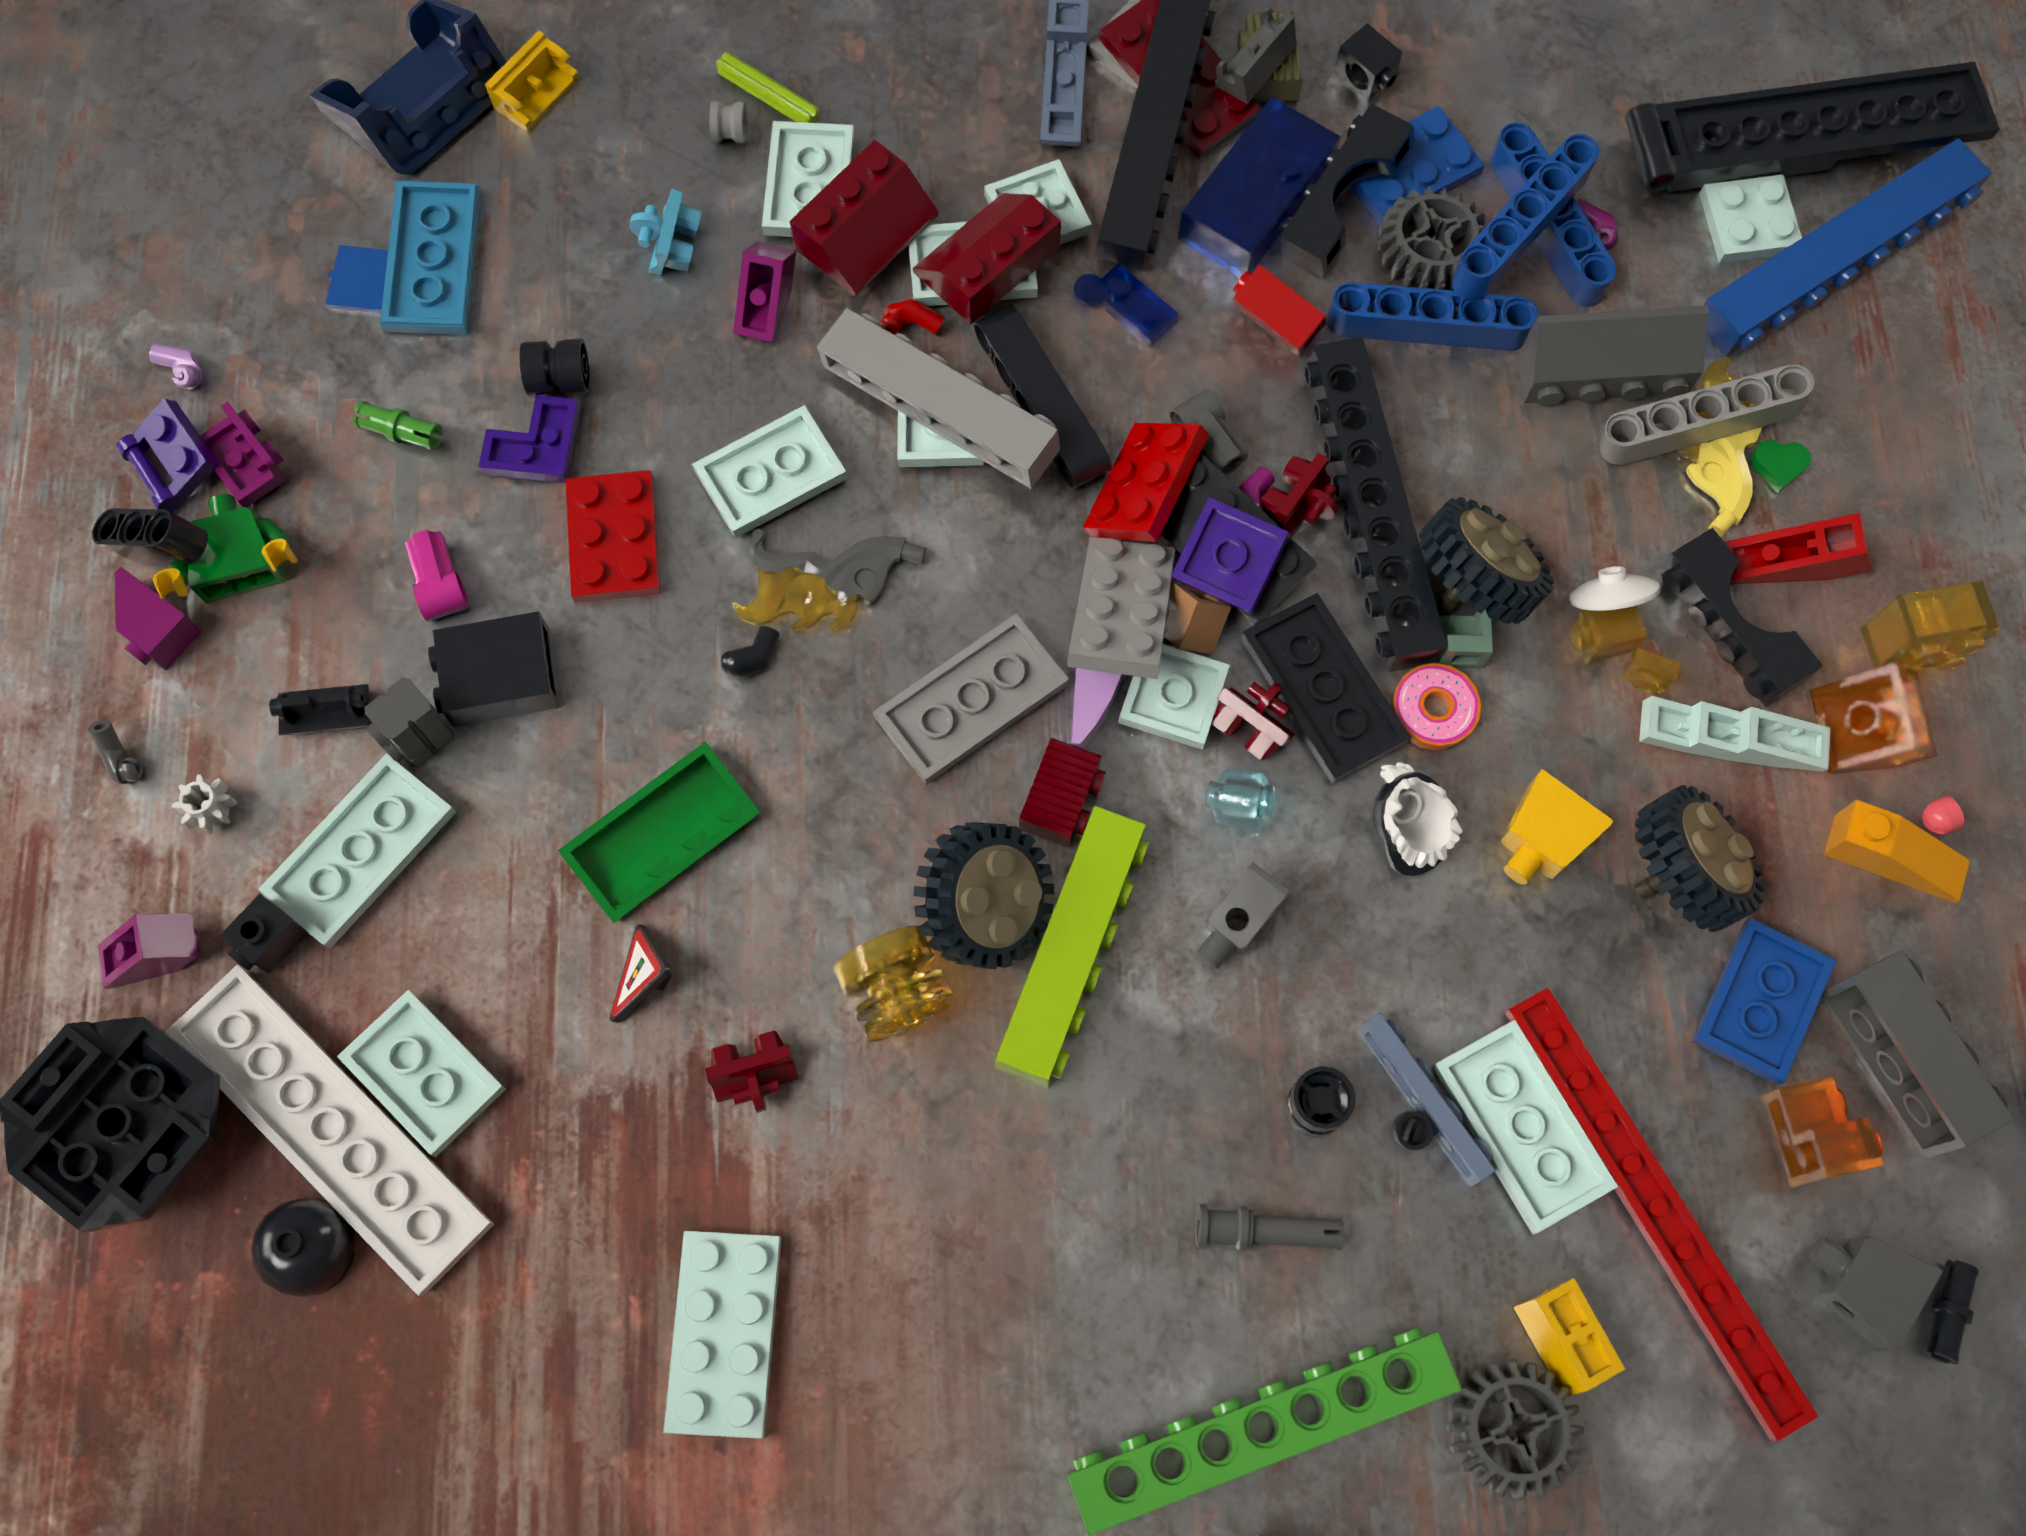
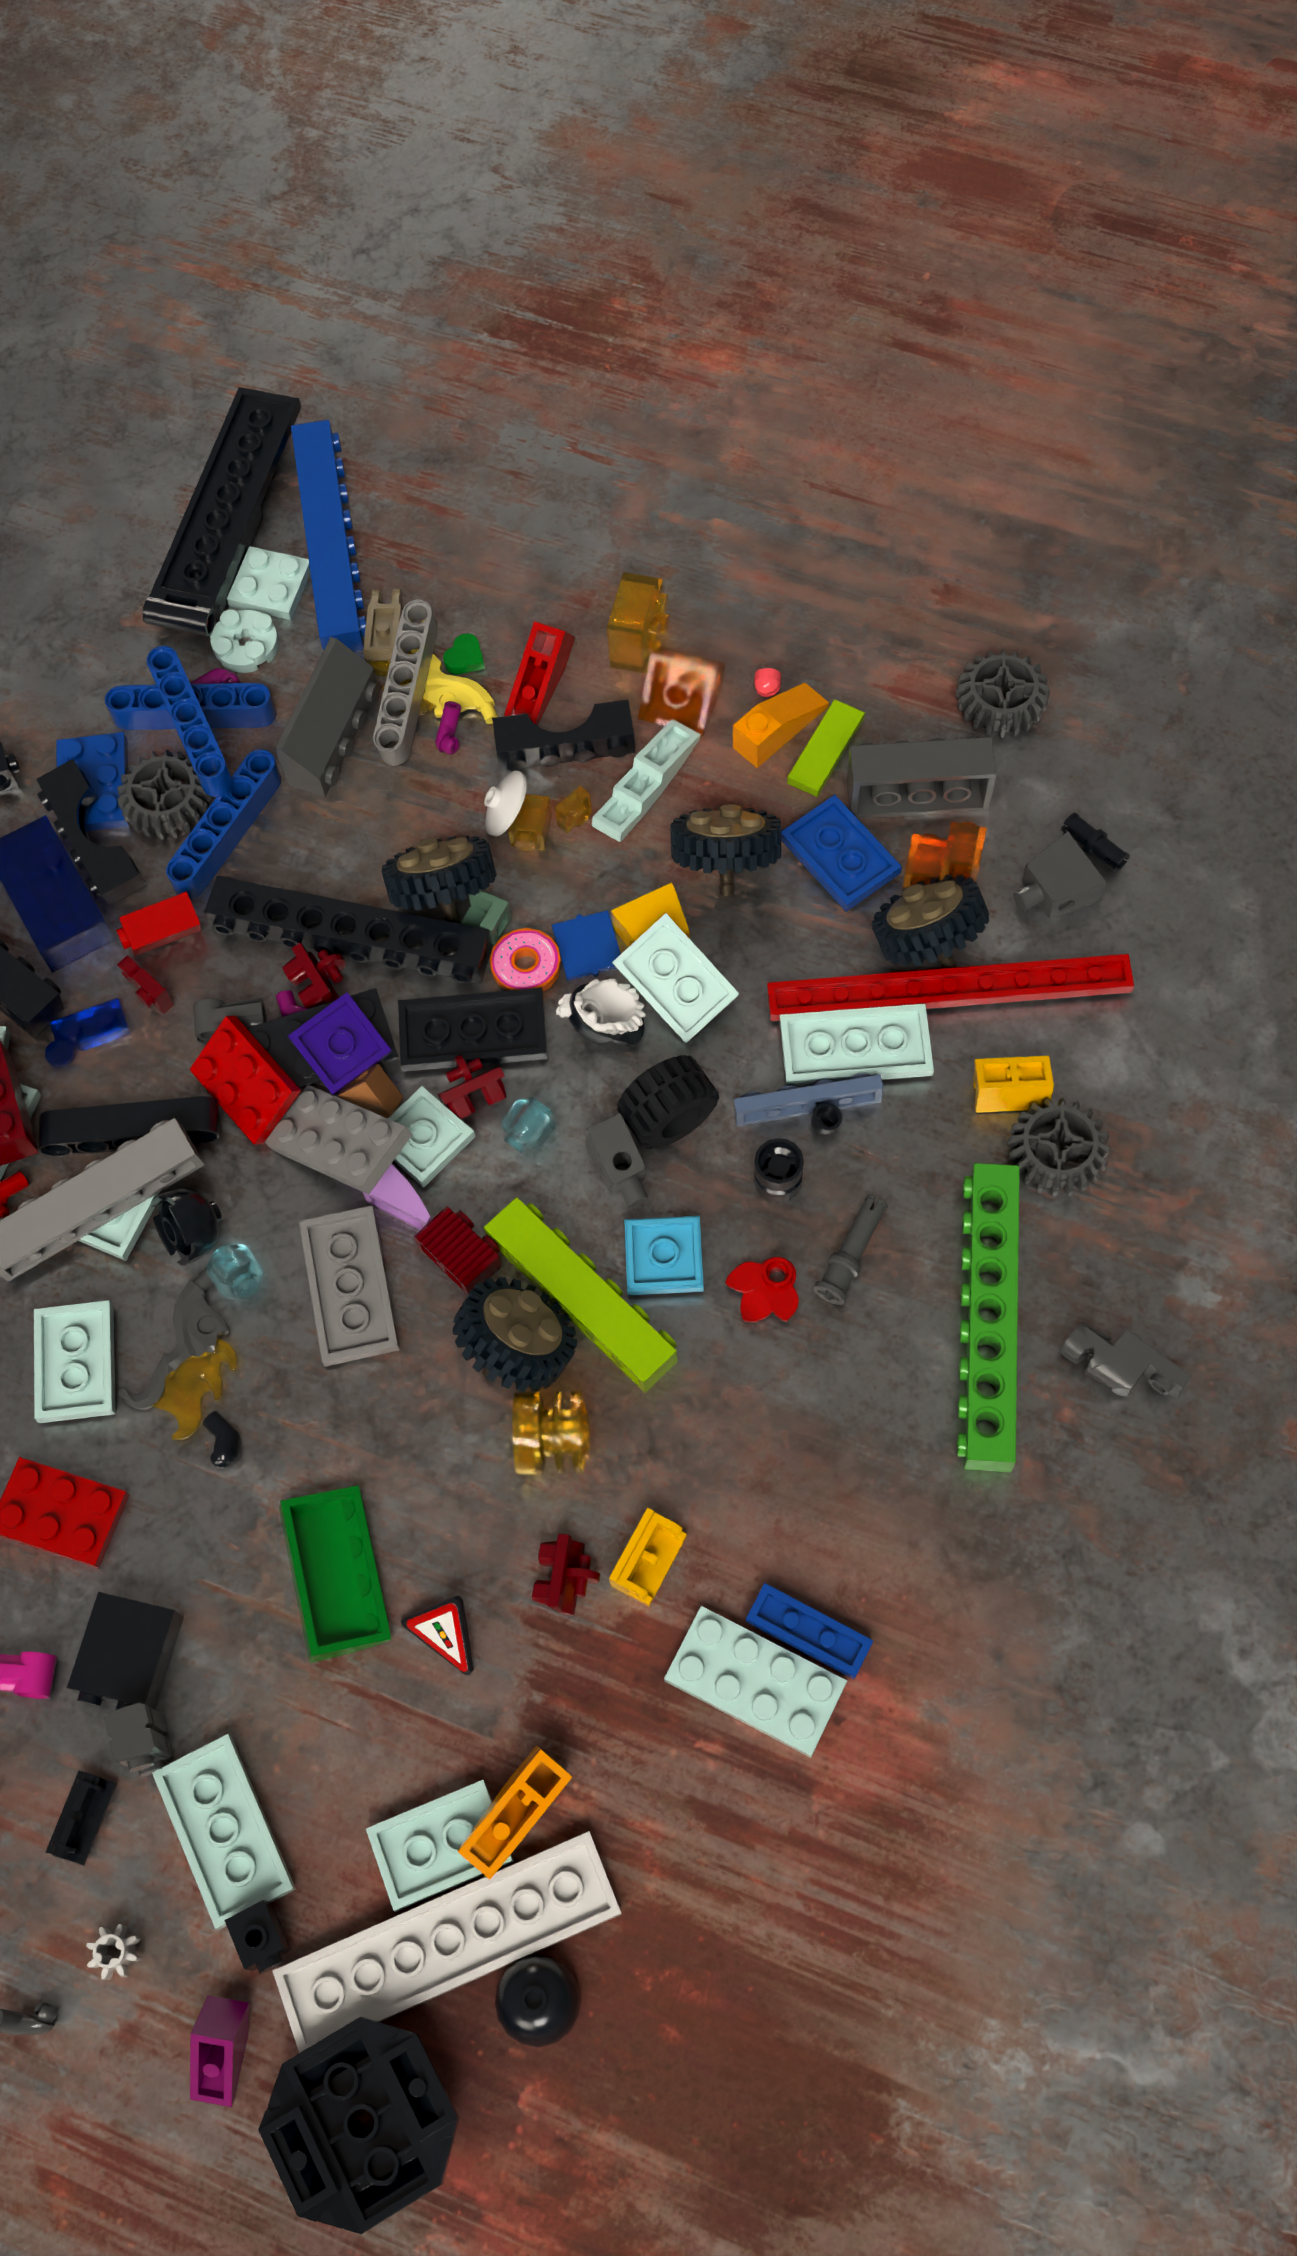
camera: 60 degrees left, 5 degrees down
(479, 1135) = (514, 1811): none -> light orange slope
(800, 1371) = (809, 1631): none -> blue plate
(808, 1153) = (647, 1557): none -> yellow hinge
(932, 577) = (235, 1271): none -> clear light blue head
(962, 505) = (186, 1223): none -> black cylinder
(1160, 1017) = (663, 1255): none -> medium azure plate
(1166, 1149) = (761, 1293): none -> red plate
(1200, 338) = (149, 990): none -> dark red plate
(1336, 938) = (667, 1101): none -> black tyre
(1492, 764) = (586, 945): none -> blue piece
(1495, 879) = (675, 978): none -> light aqua plate
(1663, 492) = (445, 737): none -> magenta arm
(1671, 208) = (240, 624): none -> light aqua plate
(1725, 1148) = (931, 921): none -> black wheel
(1763, 354) = (382, 626): none -> dark tan hinge
(1896, 924) = (826, 748): none -> lime tile

